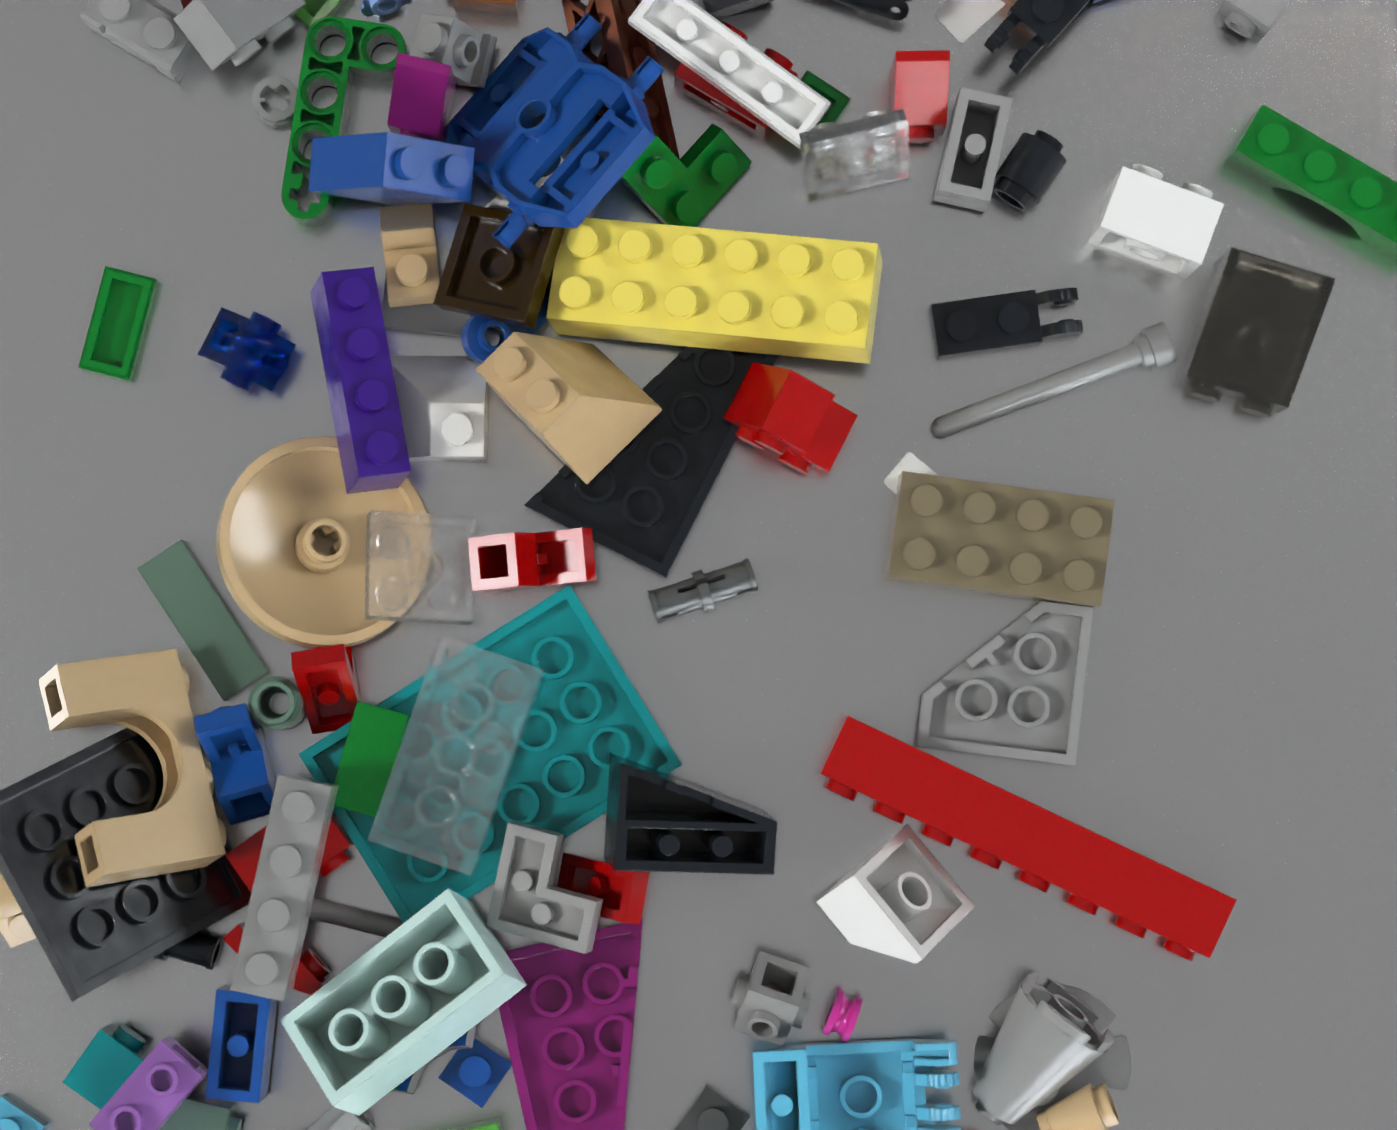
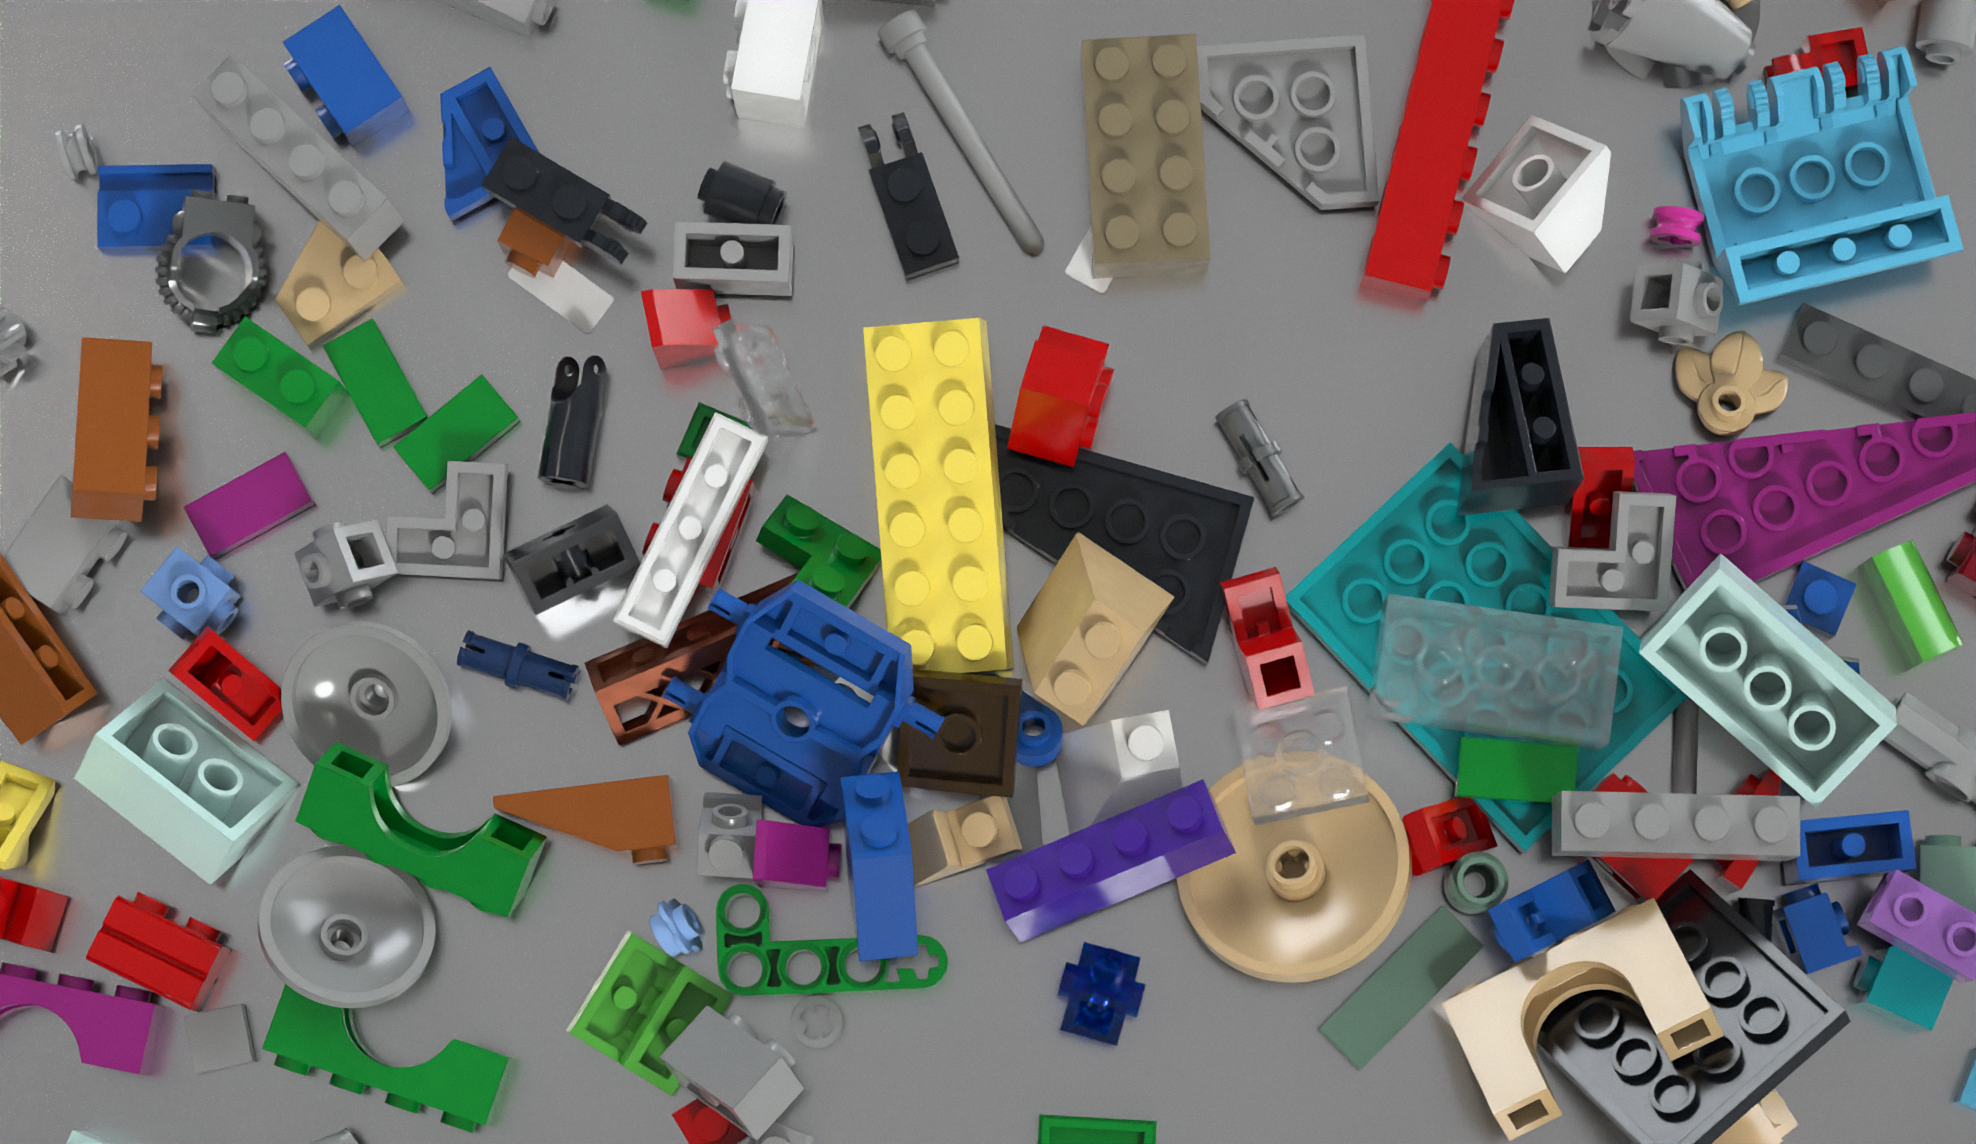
camera: 100 degrees left, 5 degrees down
(174, 999) = (1814, 930): none -> blue brick
(697, 1034) = (1730, 375): none -> tan plate

